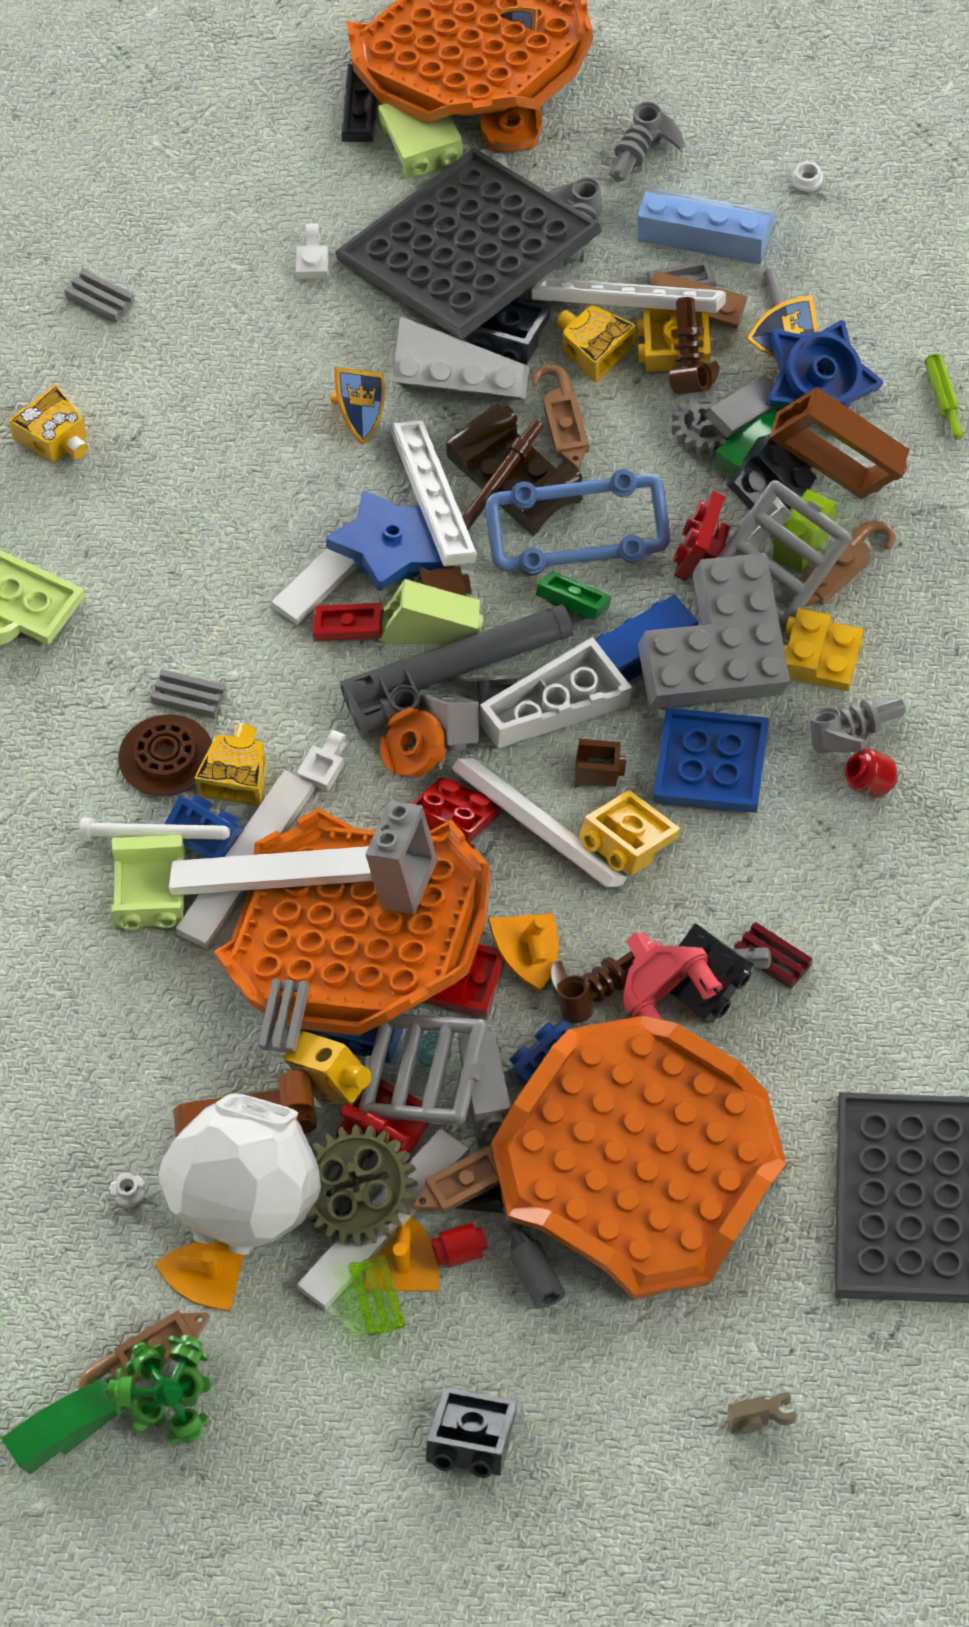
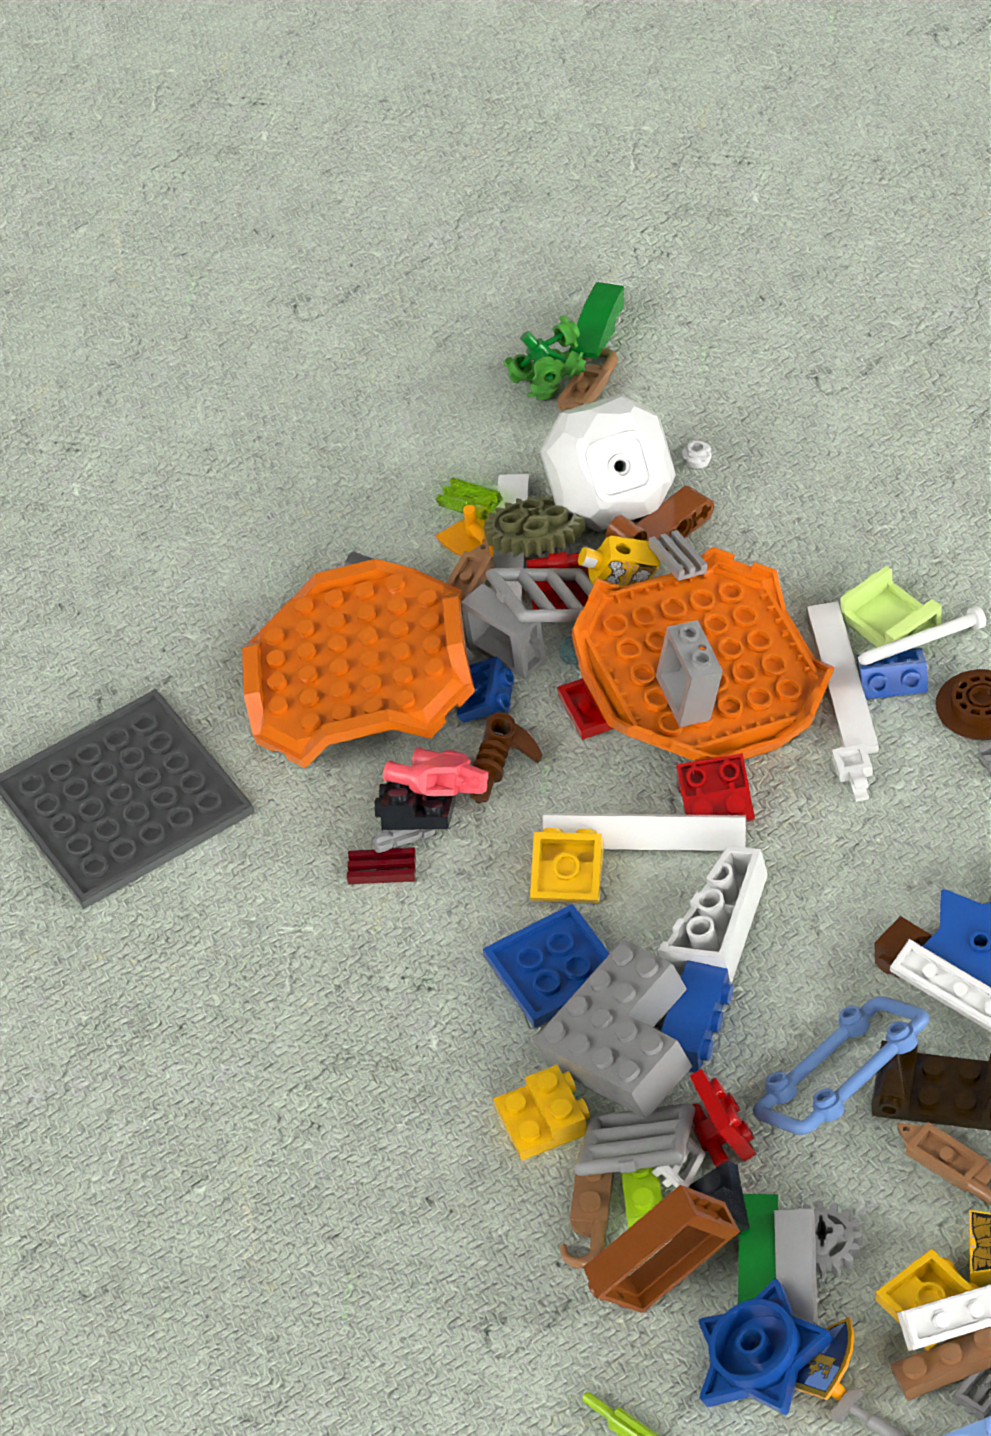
camera: 145 degrees right, 10 degrees down
(234, 768) = (913, 719): yellow torso -> none
(269, 871) = (798, 656): white tile -> none
(348, 621) = (949, 873): red plate -> none
(382, 692) = (855, 847): dark grey piece -> none
(428, 748) = (796, 815): orange plate -> none
(429, 616) = (879, 908): yellowish green slope -> none
(457, 716) = (790, 853): light grey slope -> none
(459, 1245) = (440, 554): red brick -> none
(471, 1432) = (334, 469): black plate -> none
(485, 690) = (785, 898): dark grey shield -> none
(517, 451) = (954, 1086): reddish brown bar -> none
(527, 945) = (571, 750): light orange shield -> none
(573, 595) = (789, 1014): green plate -> none
(598, 763) = (637, 899): reddish brown window -> none
(692, 374) = (880, 1262): reddish brown piece -> none
(754, 1413) = (155, 591): dark tan plate -> none
(836, 729) = (462, 1060): light grey piece -> none
(871, 773) = (409, 1029): red head -> none

